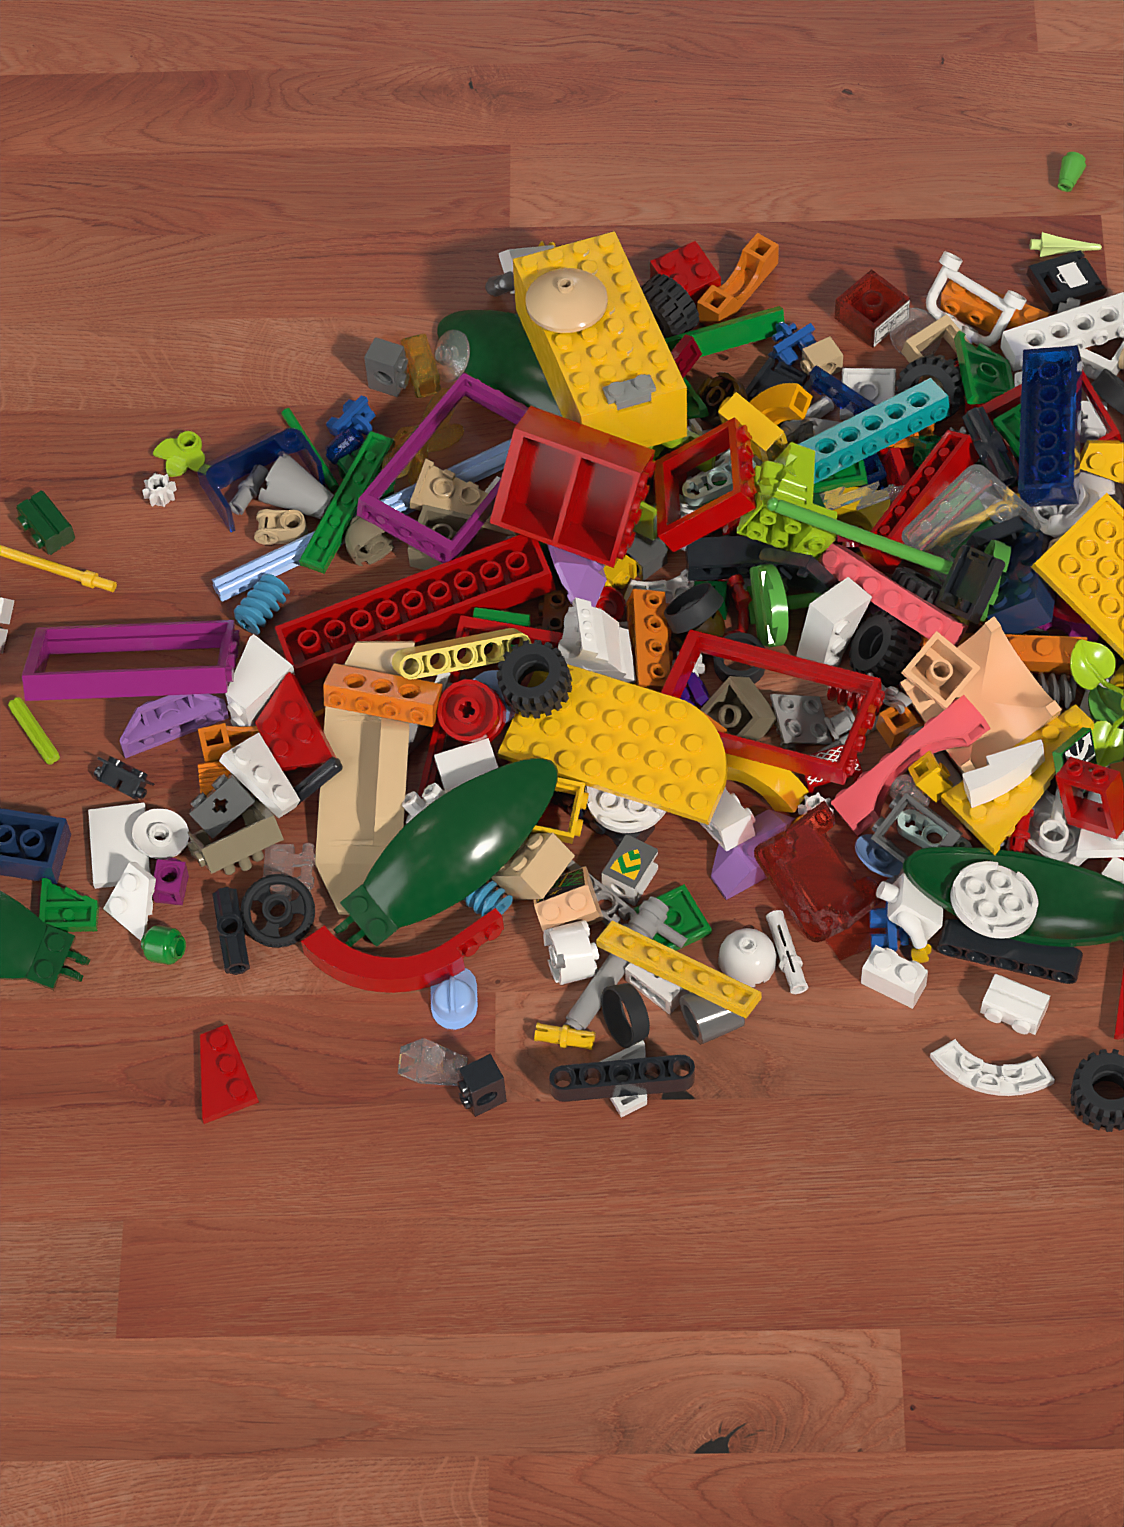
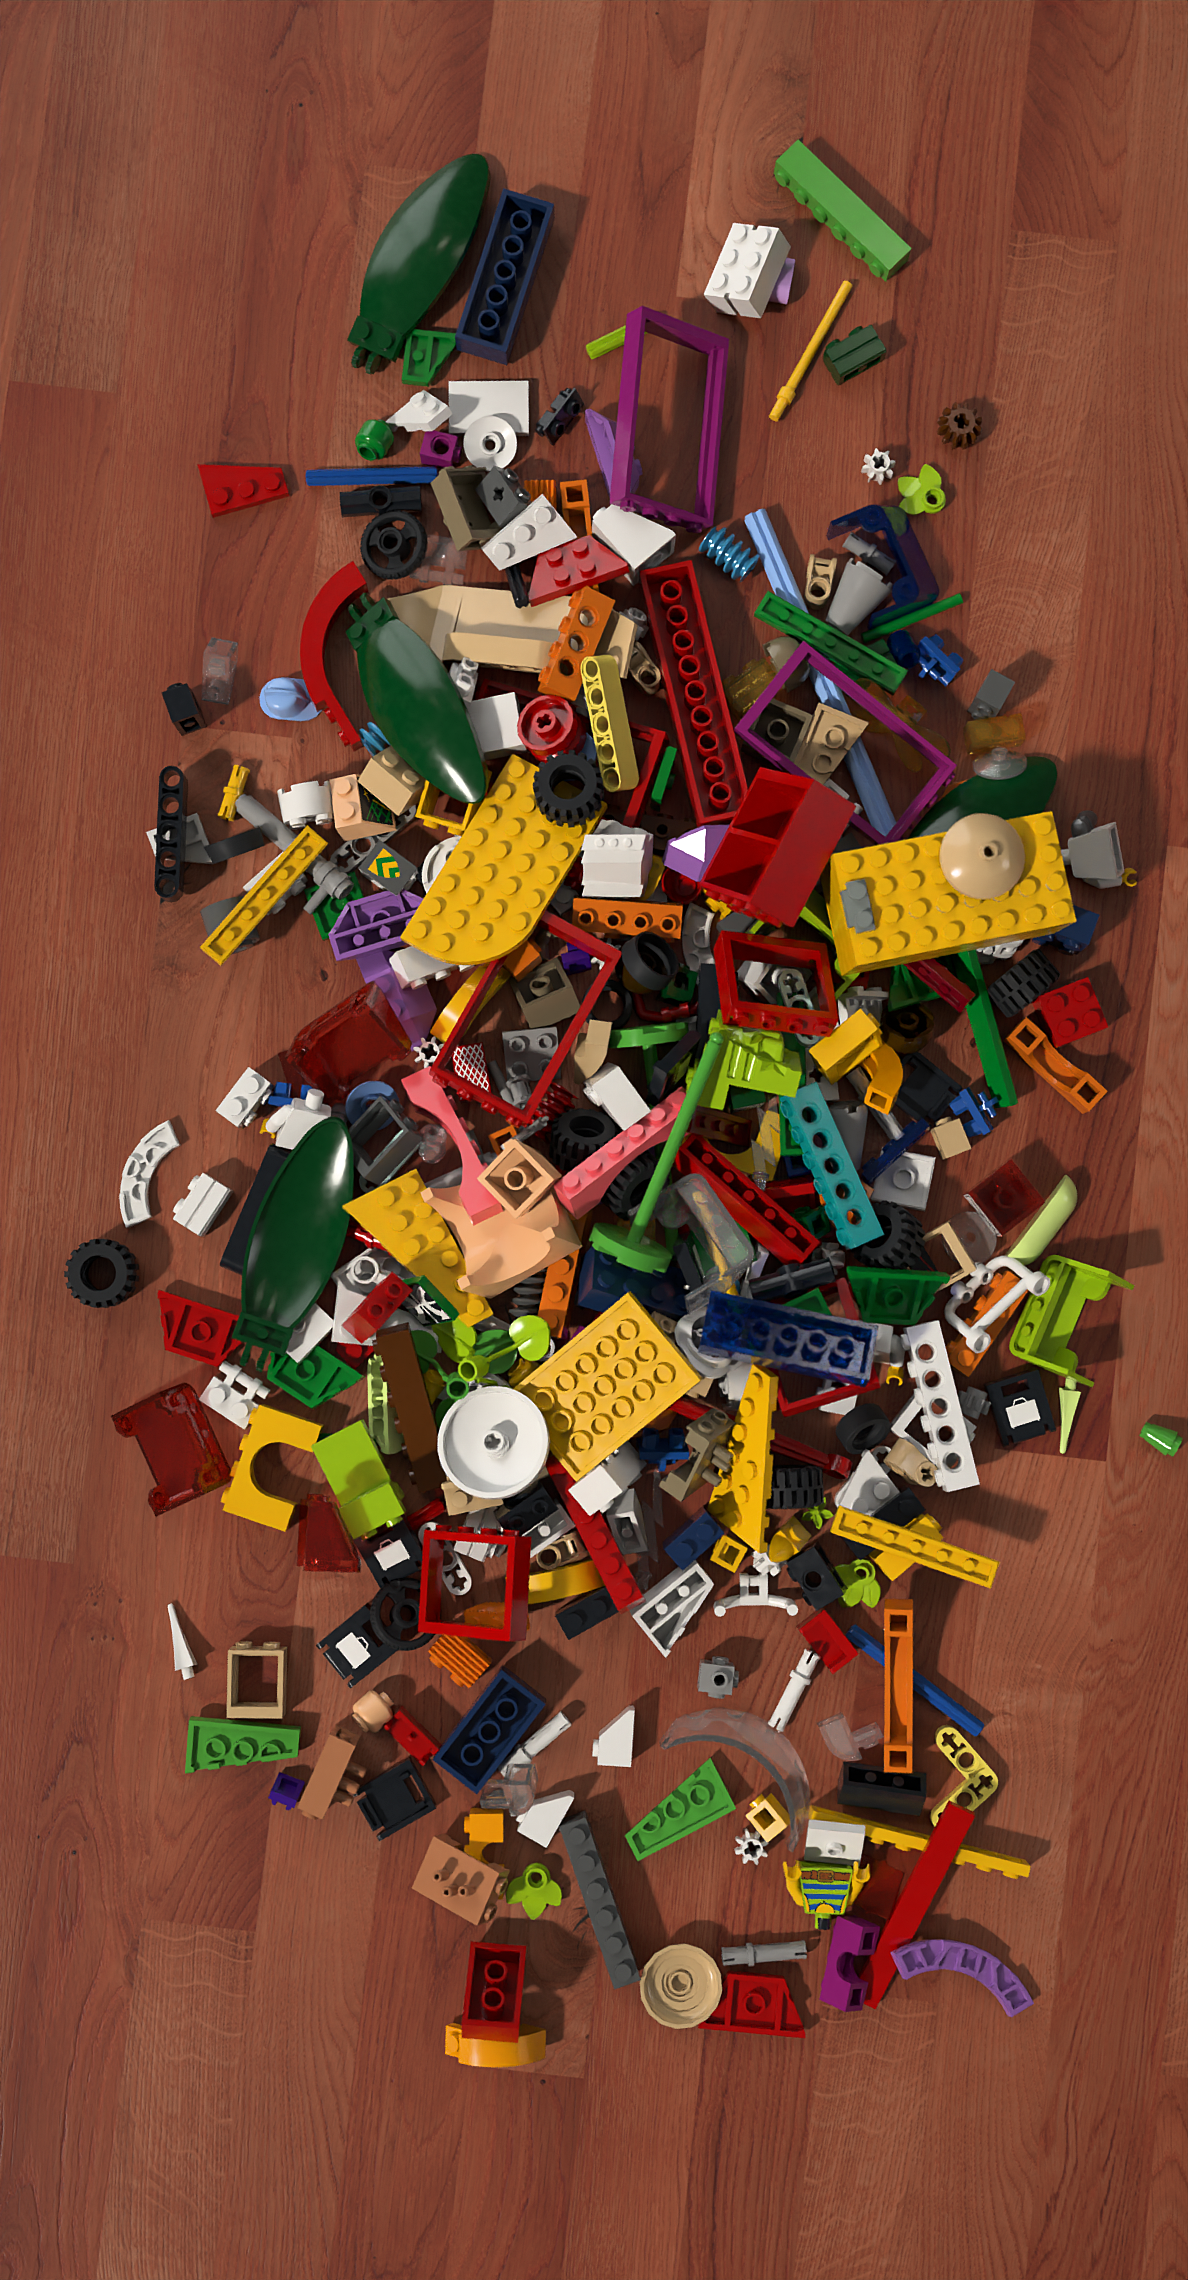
camera: 90 degrees right, 25 degrees up
(113, 427) = (950, 420): none -> reddish brown gear
(202, 947) = (368, 476): none -> blue axle
(390, 565) = (746, 688): none -> clear yellow brick
(689, 864) = (372, 924): none -> medium lavender wedge
(747, 956) = (289, 968): white cylinder -> none
(789, 638) = (591, 1050): none -> tan slope
(795, 979) = (278, 1006): white pin -> none
(909, 284) = (1045, 1223): none -> yellowish green brick
(931, 776) = (434, 1170): yellow brick -> none
(971, 579) = (614, 1230): black container -> none
(986, 268) = (1051, 1317): none -> lime windscreen
(994, 900) = (295, 1198): white tile -> none
(1002, 772) = (415, 1225): white slope -> none

